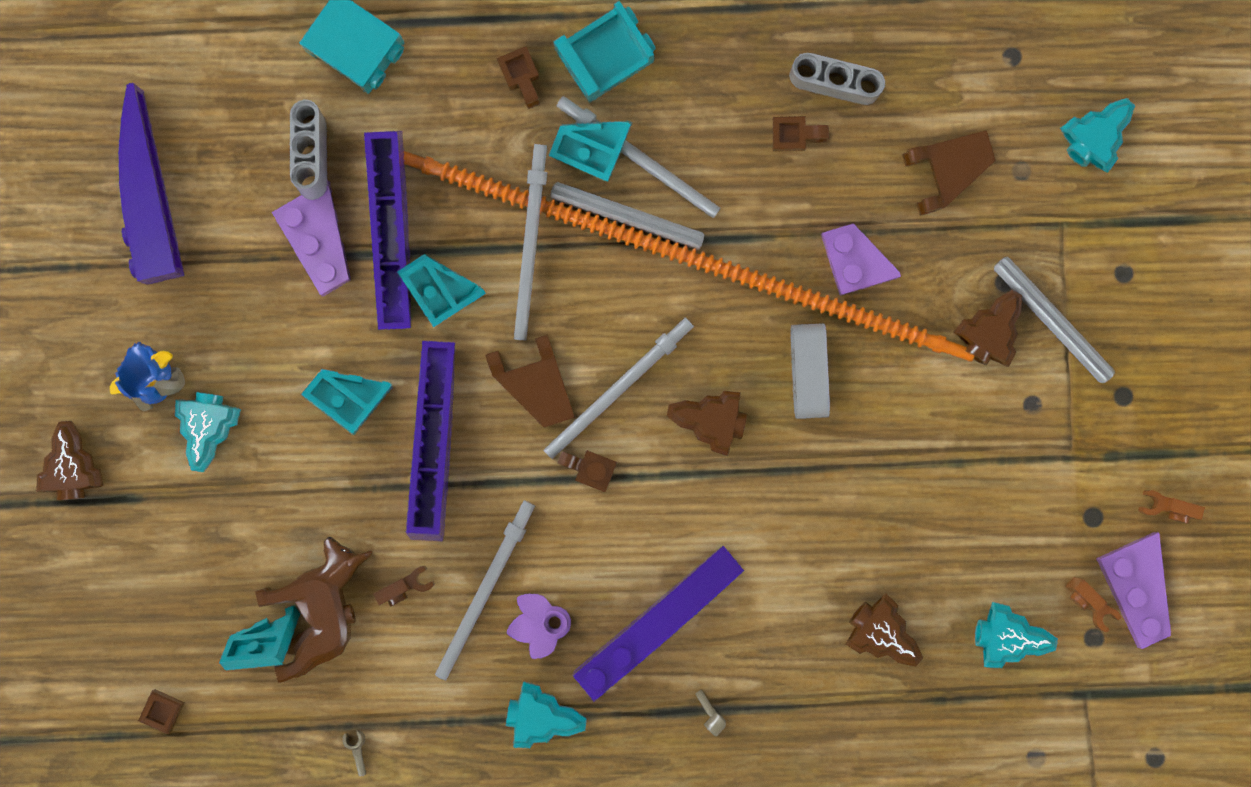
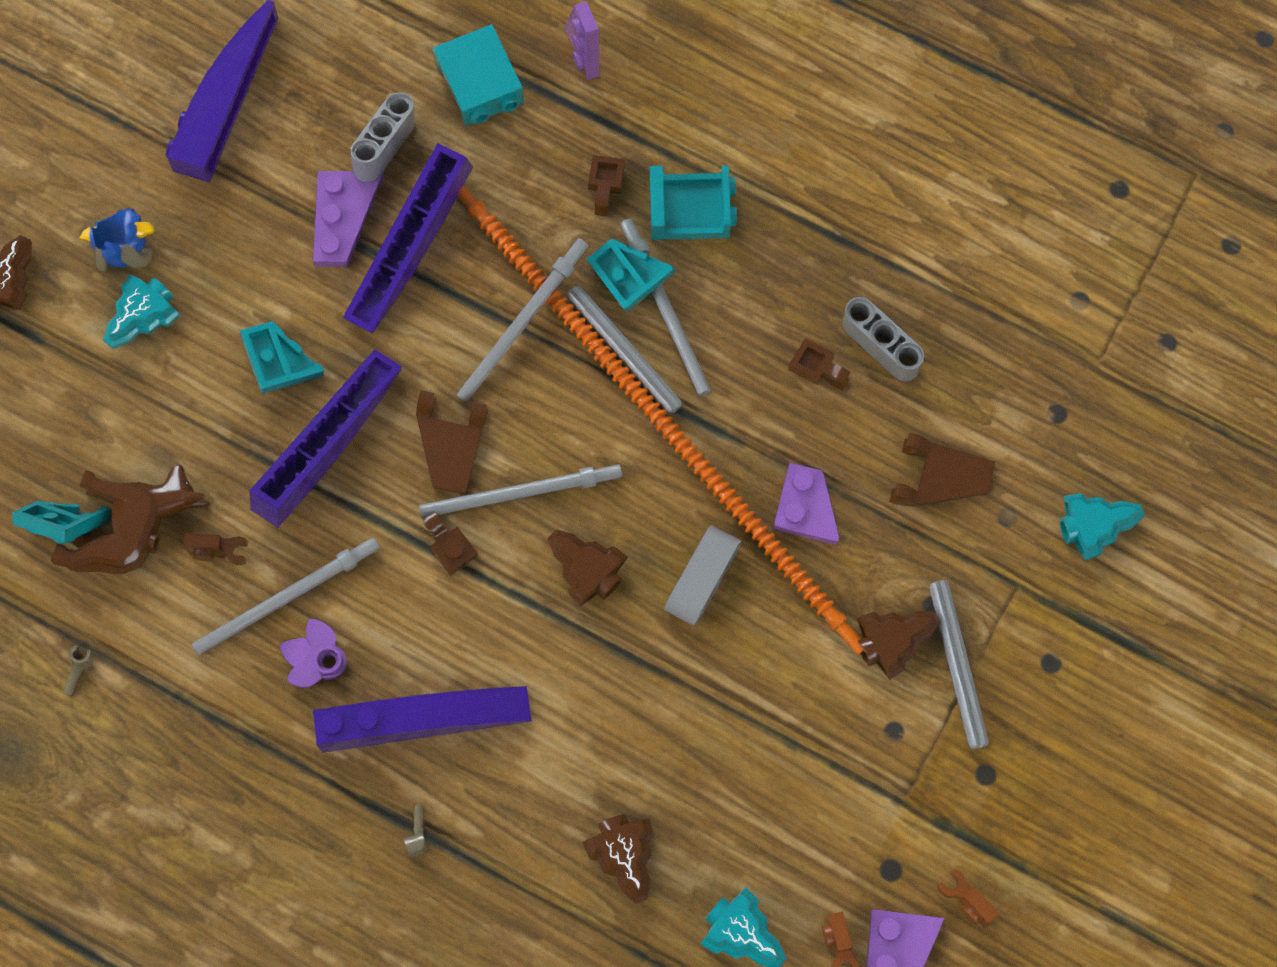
camera: 30 degrees right, 15 degrees down
(438, 288) = (417, 313): teal wing -> none
(540, 717) = (259, 738): teal rock -> none

